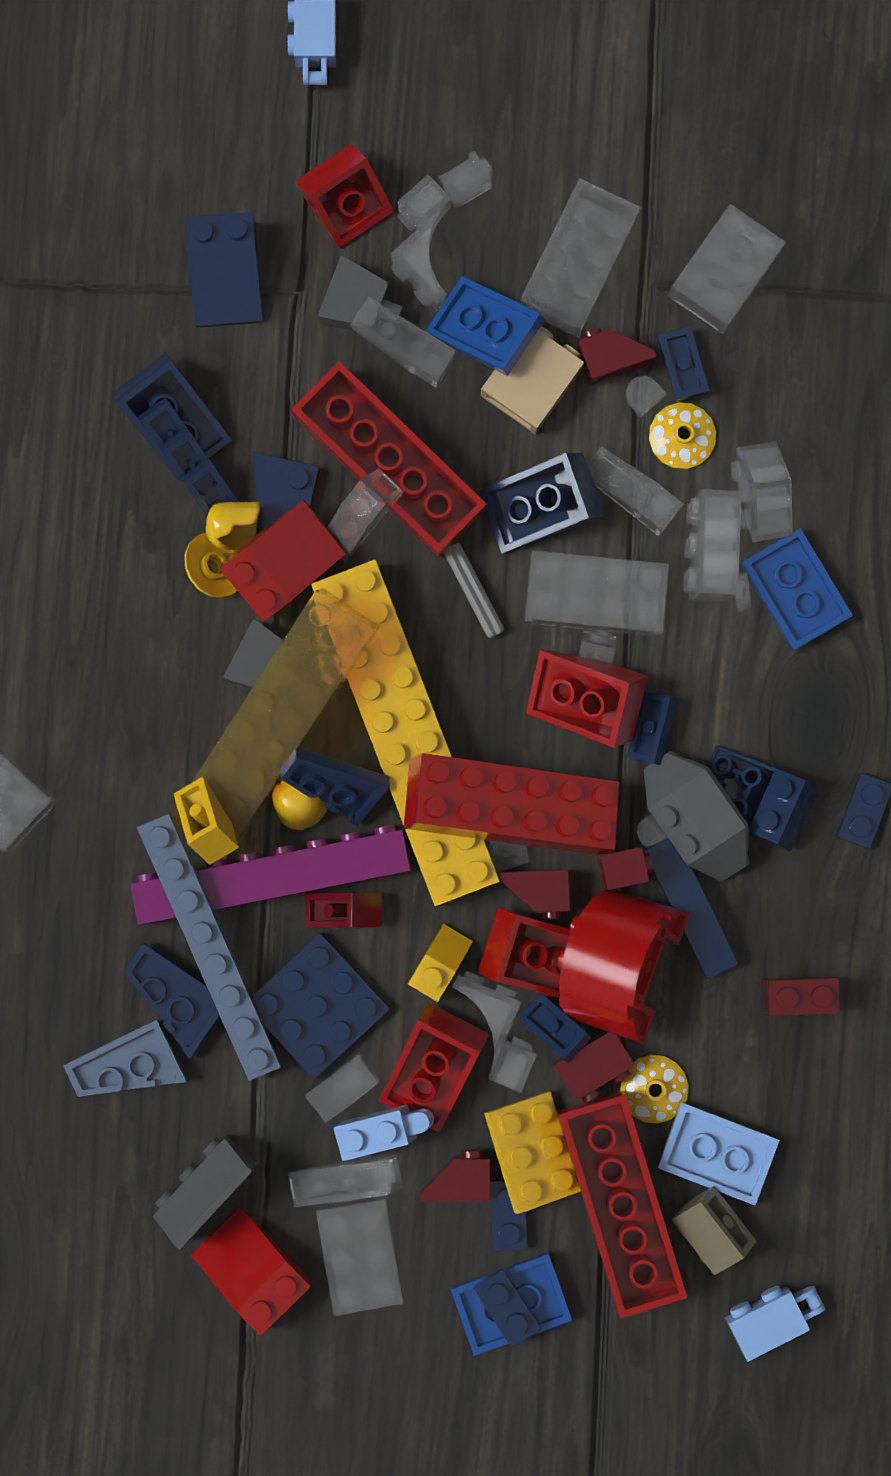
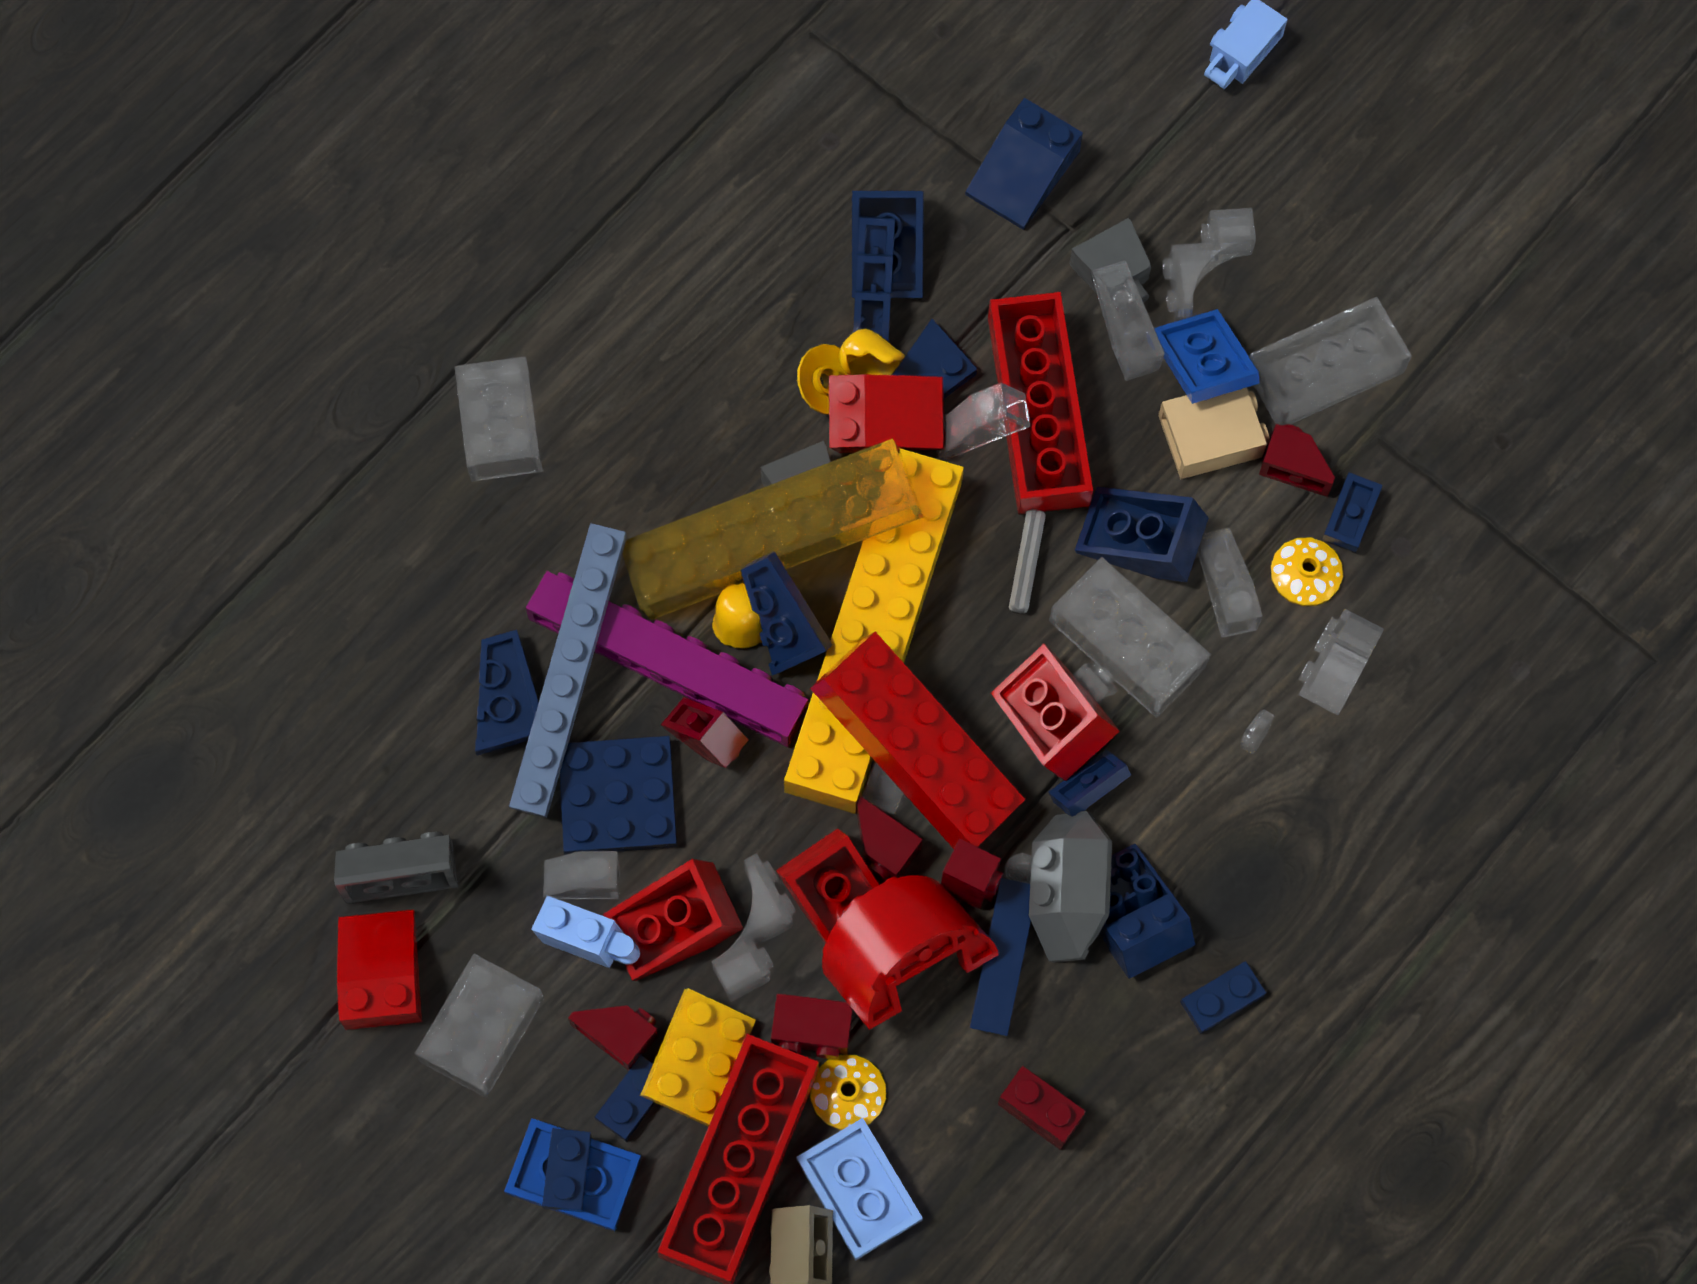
camera: 40 degrees right, 15 degrees down
(130, 1062) = (421, 716): sand blue wing -> none
(205, 821) = (650, 559): yellow slope -> none
(345, 195) = (1170, 180): red slope -> none
(346, 1180) = (521, 955): clear slope -> none
(440, 962) = (747, 835): yellow slope -> none
(467, 180) = (1282, 241): clear bracket -> none
(554, 1028) = (803, 964): dark blue plate -> none
(643, 395) = (1299, 514): clear tile -> none
(713, 546) = (1260, 669): clear brick -> none
(726, 268) = (1449, 462): clear brick -> none
(796, 589) = (1307, 765): blue plate -> none

